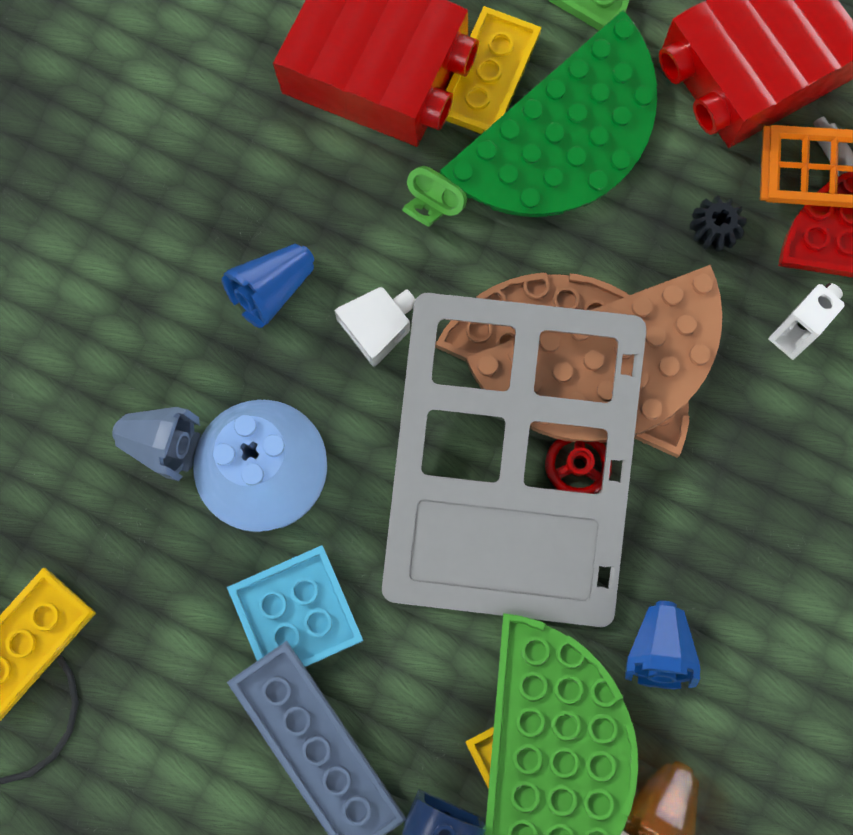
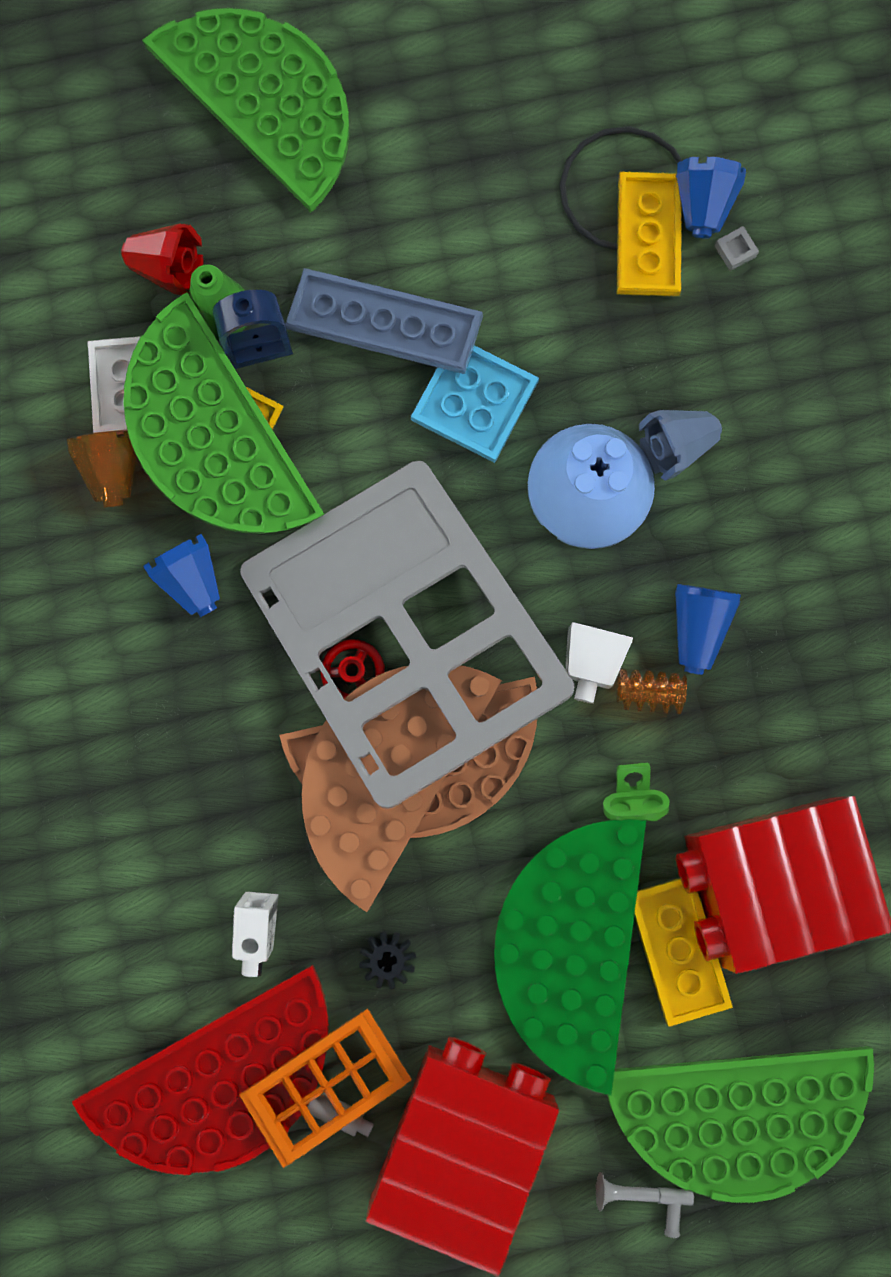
camera: 140 degrees right, 5 degrees up
(352, 263) = (651, 690): none -> clear orange piece

